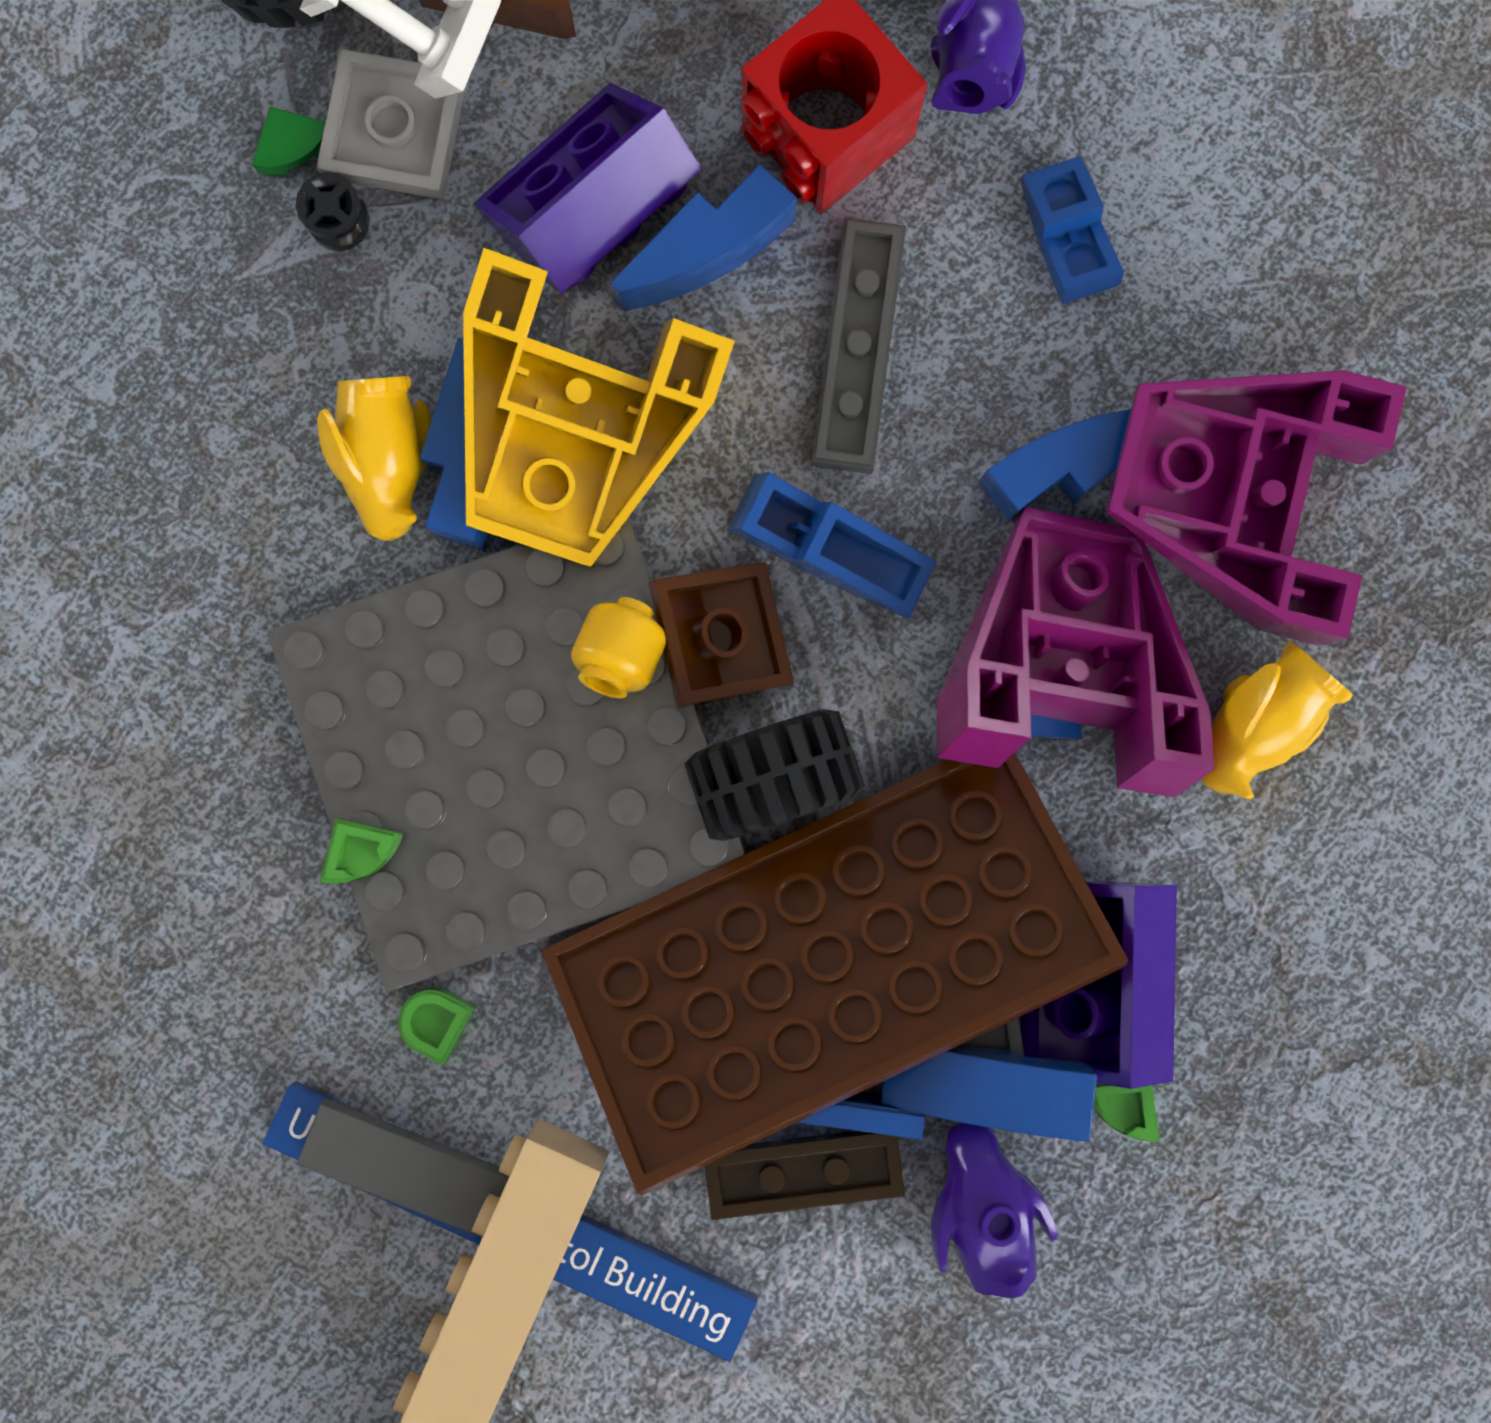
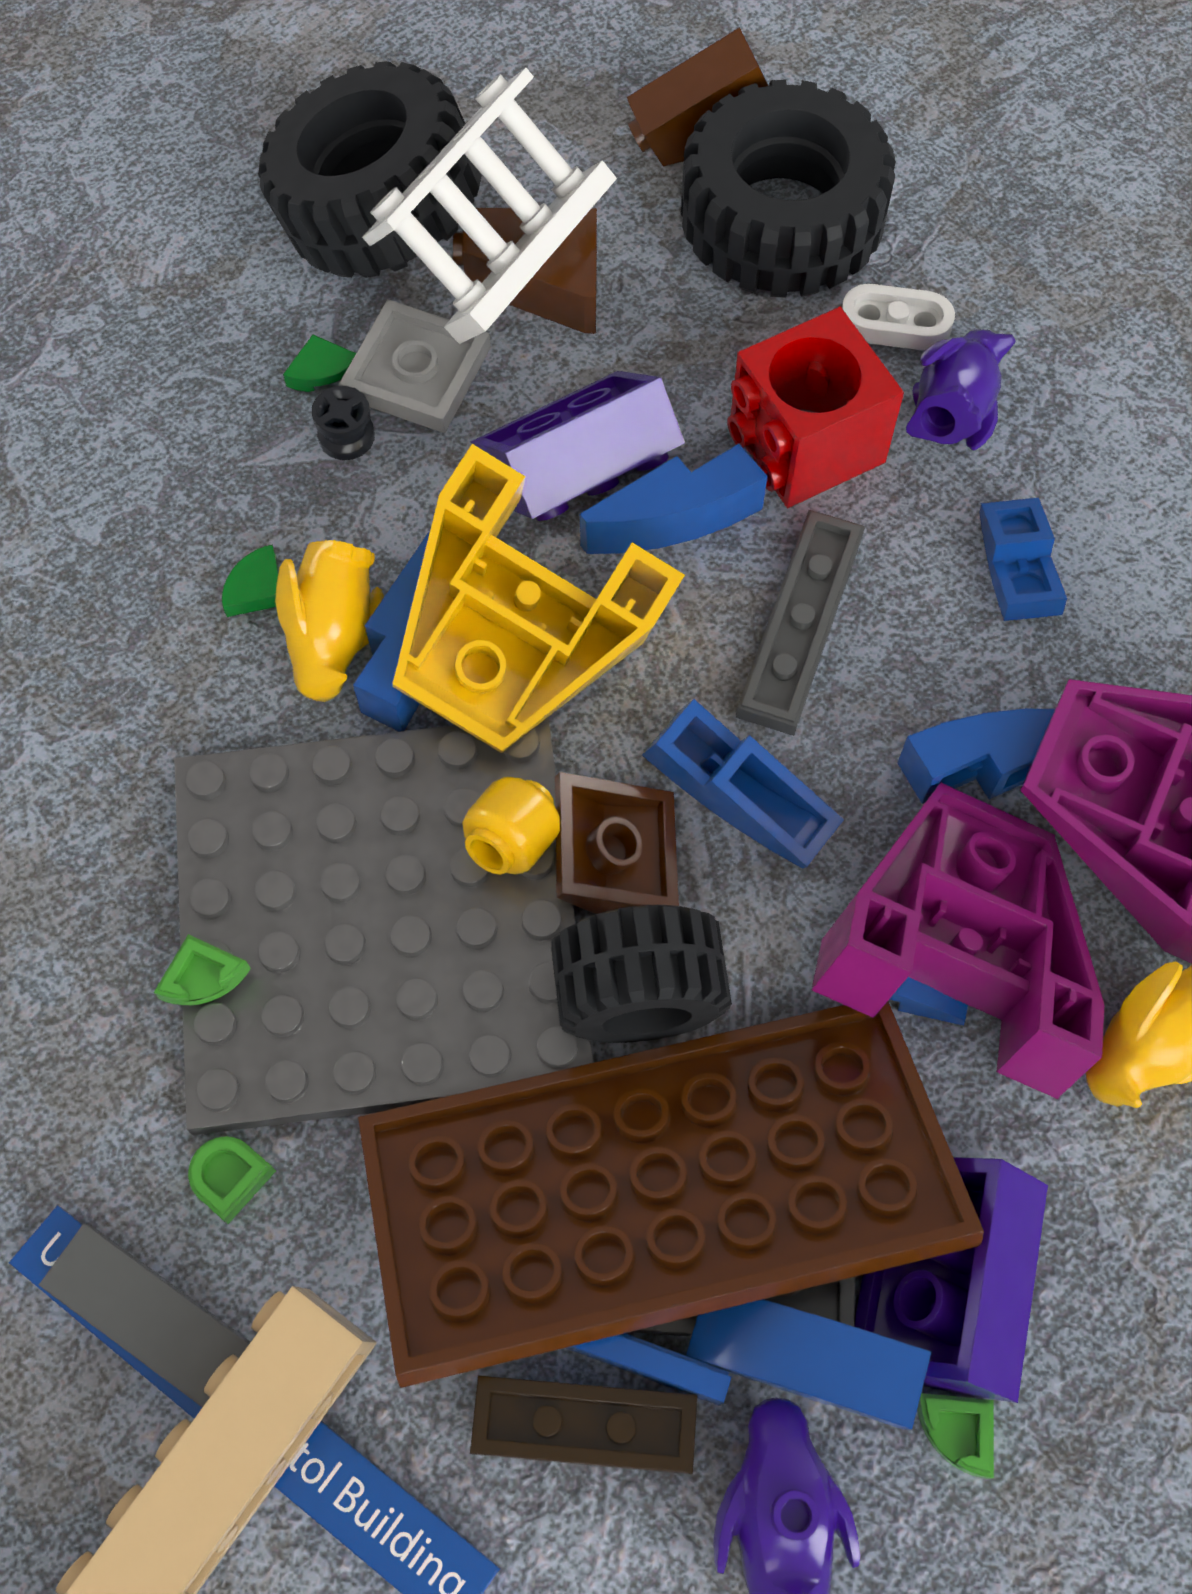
camera: 10 degrees right, 20 degrees down
(289, 419) = (252, 583): none -> green tile

